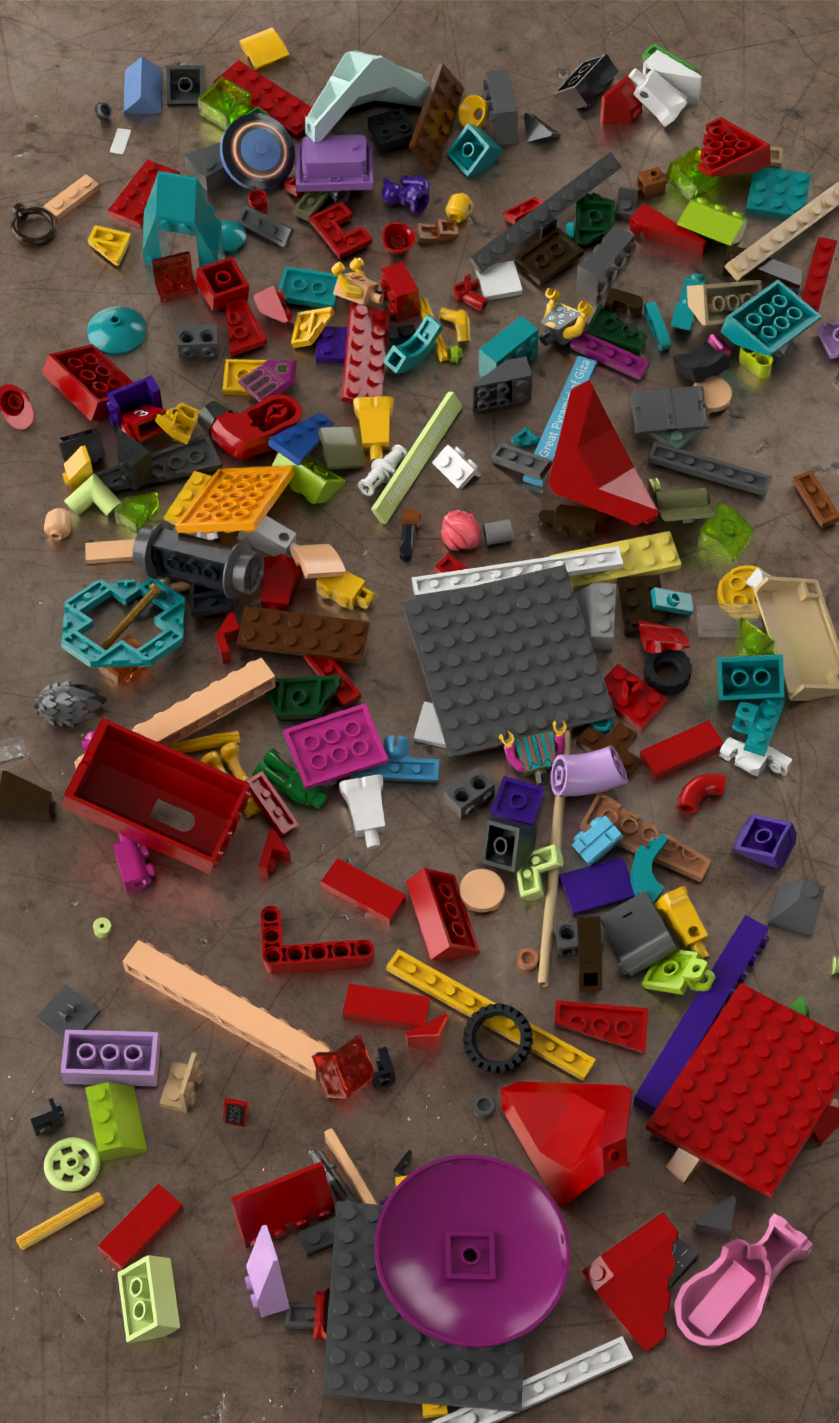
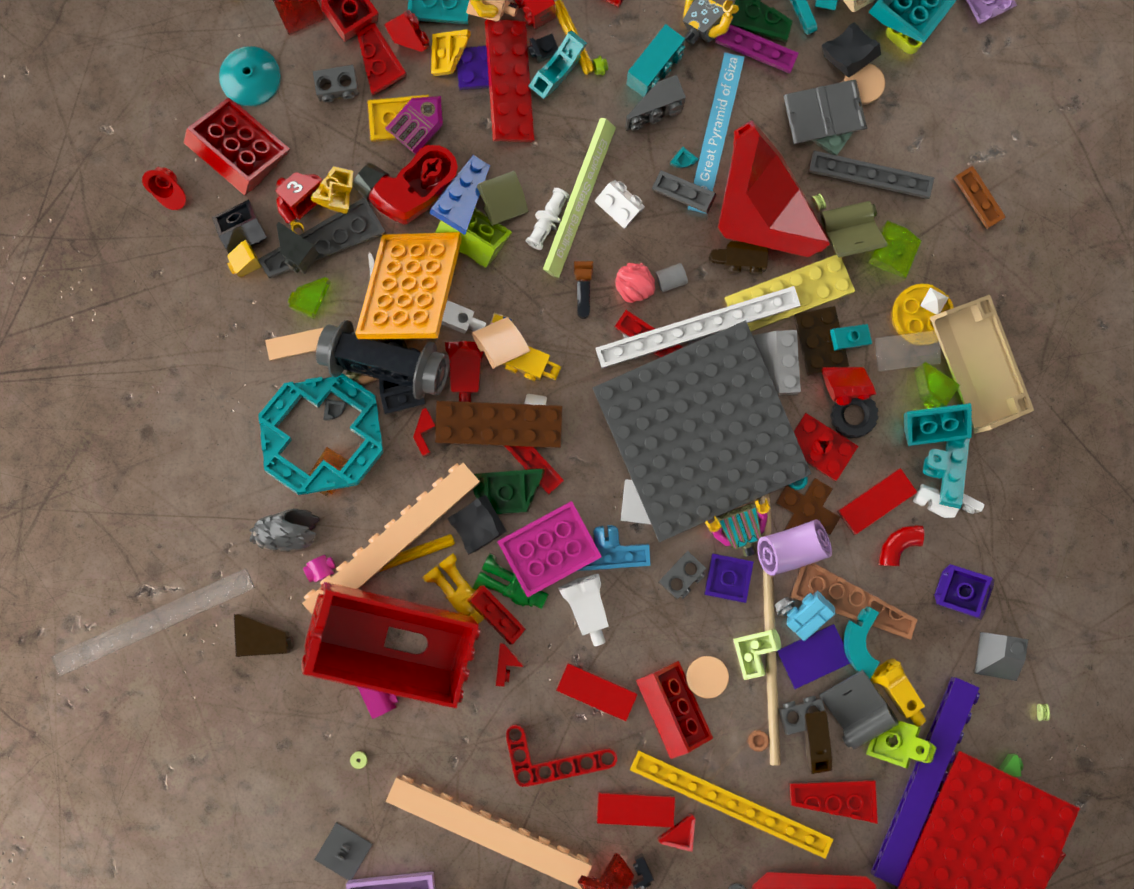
camera: 10 degrees left, 25 degrees up
(58, 524) = (234, 323): light nougat head -> none
(91, 492) = (261, 282): yellowish green brick -> none
(131, 397) = (282, 166): dark purple panel -> none
(155, 590) = (345, 395): pearl gold bar -> none
(186, 496) = (358, 275): yellow plate -> none
(265, 720) = (477, 524): none -> black brick
(374, 422) = (532, 167): yellow piece -> none
(461, 321) = (601, 25): yellow arm -> none
(473, 1025) = (743, 857): black tyre -> none
(508, 843) = (727, 629): pearl dark grey slope -> none
(570, 832) = (784, 606): none -> light grey plate
(719, 344) = (865, 22): dark pink slope -> none

